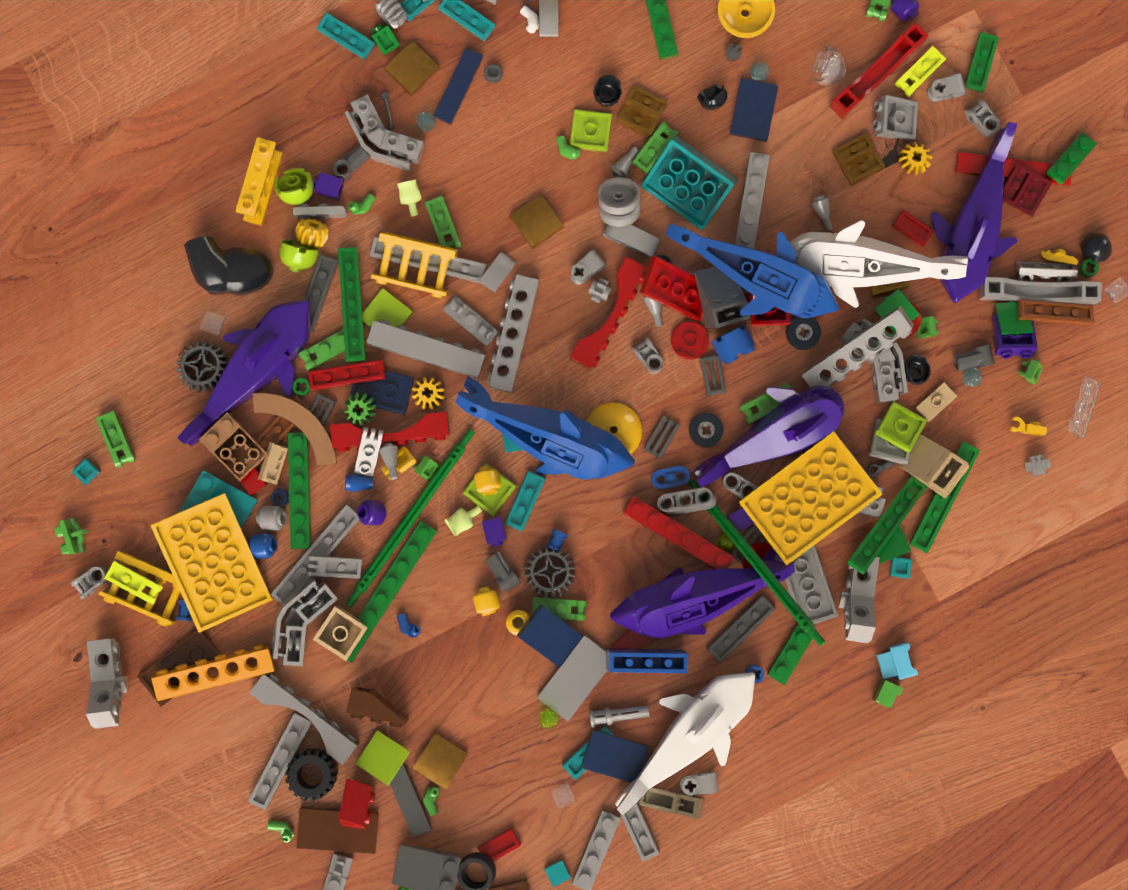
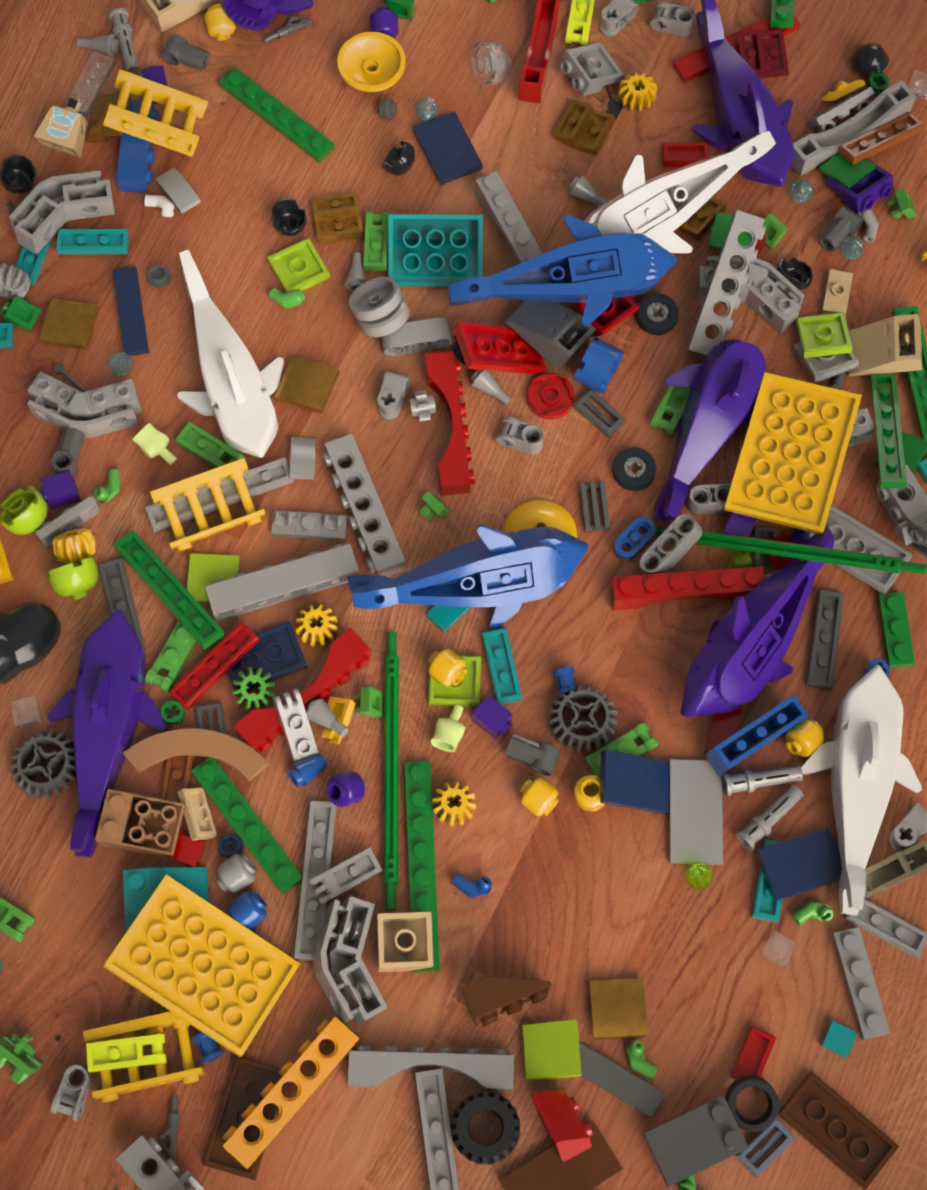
camera: 35 degrees left, 15 degrees down
(132, 644) = (172, 1123): none -> dark grey hand
(429, 575) = (455, 812): none -> yellow gear
(486, 191) = (234, 385): none -> white animal
(558, 365) = (433, 507): none -> bright green tile
(601, 788) = (813, 910): none -> bright green arm
(622, 683) = (748, 779): none -> light grey pin
(677, 683) = (804, 738): none -> yellow head
(970, 311) = (801, 190): none -> clear light blue plate
(1000, 366) = (871, 224): none -> light grey arm

